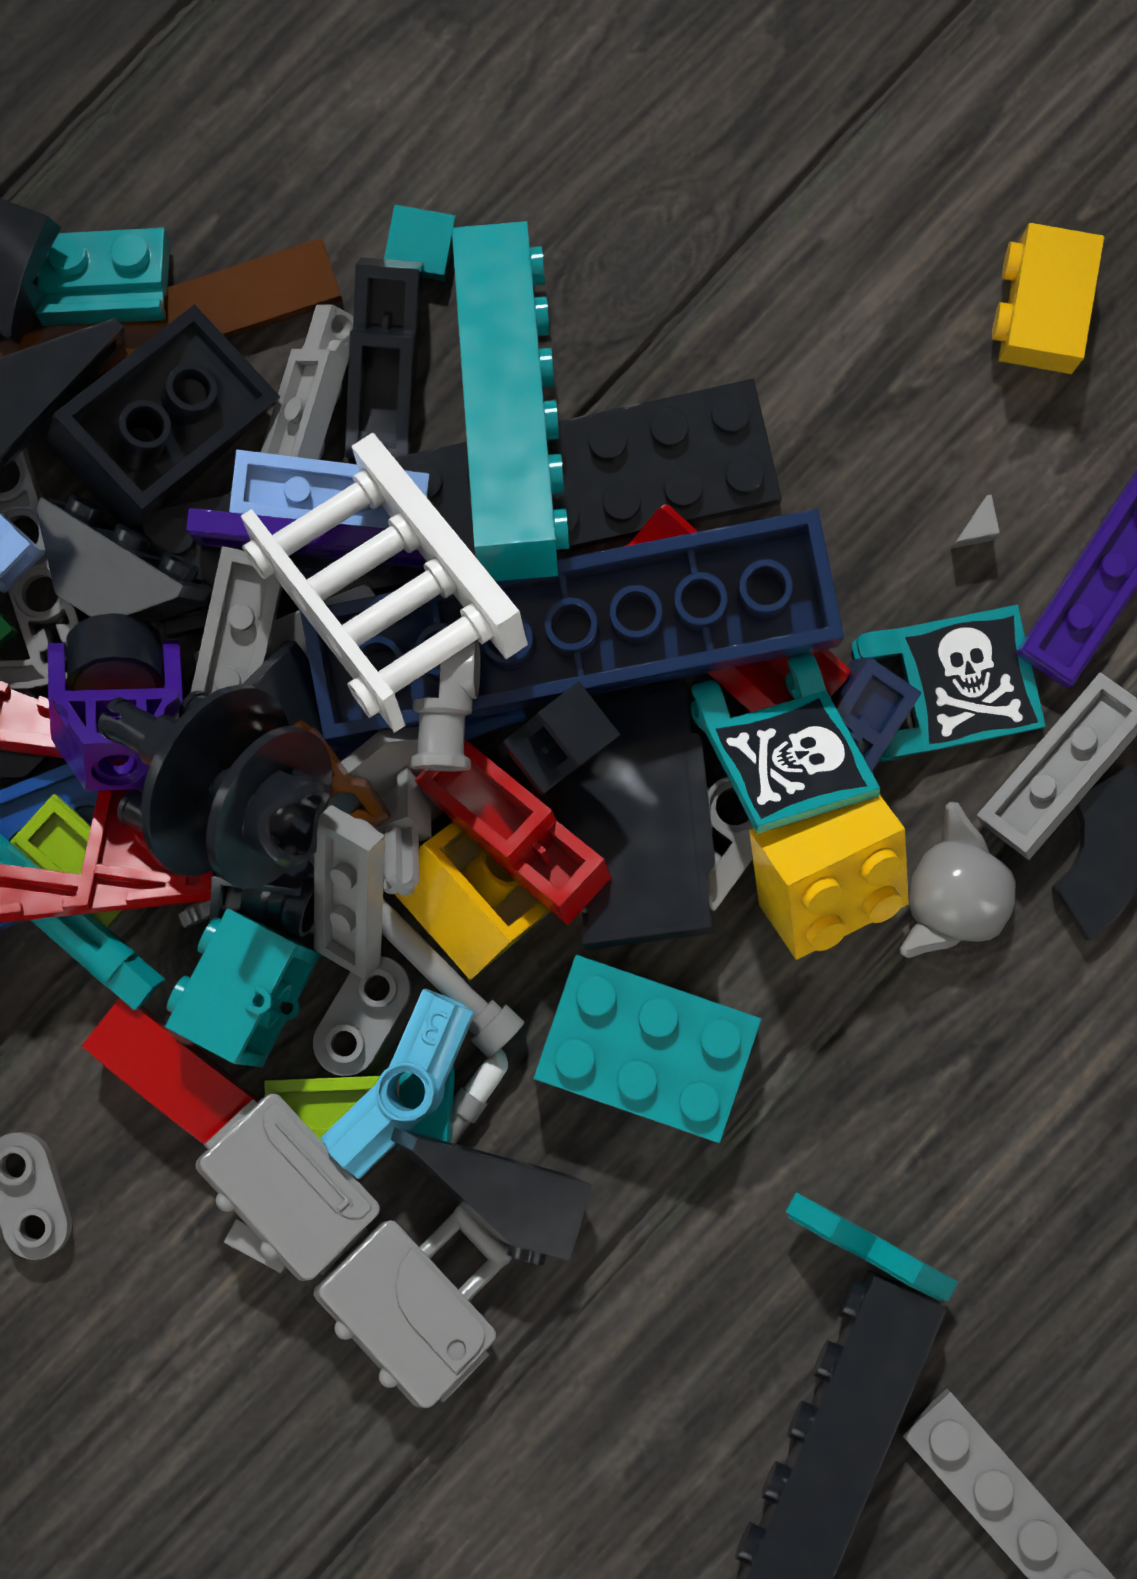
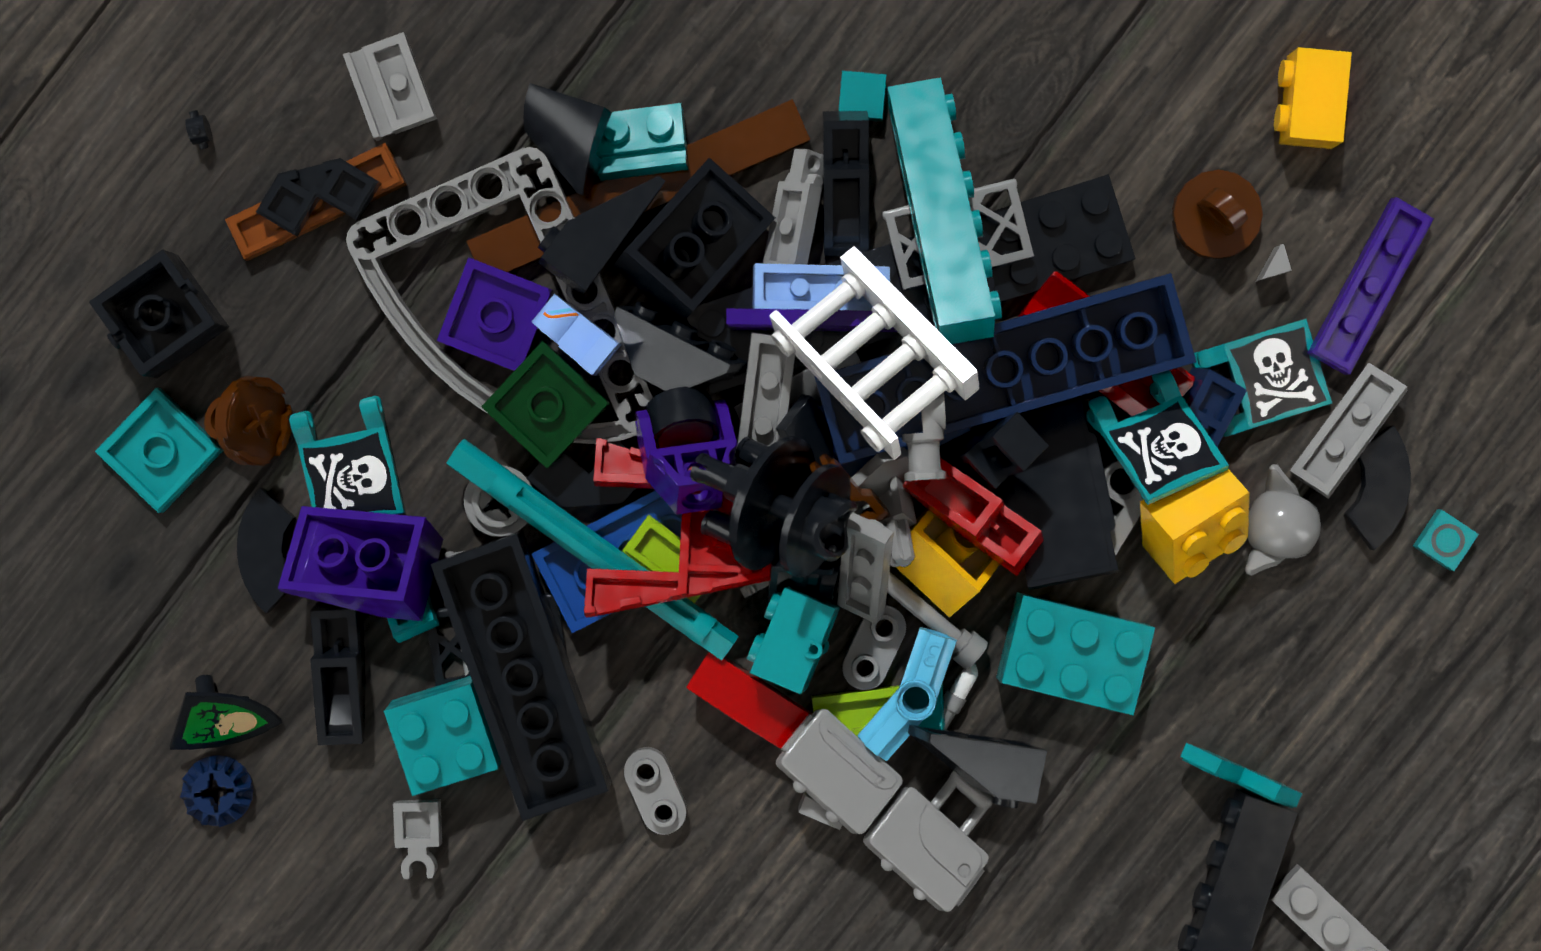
camera: 10 degrees left, 5 degrees up
(574, 477) = (975, 203): none -> light grey window
(902, 448) = (1217, 214): none -> reddish brown tile

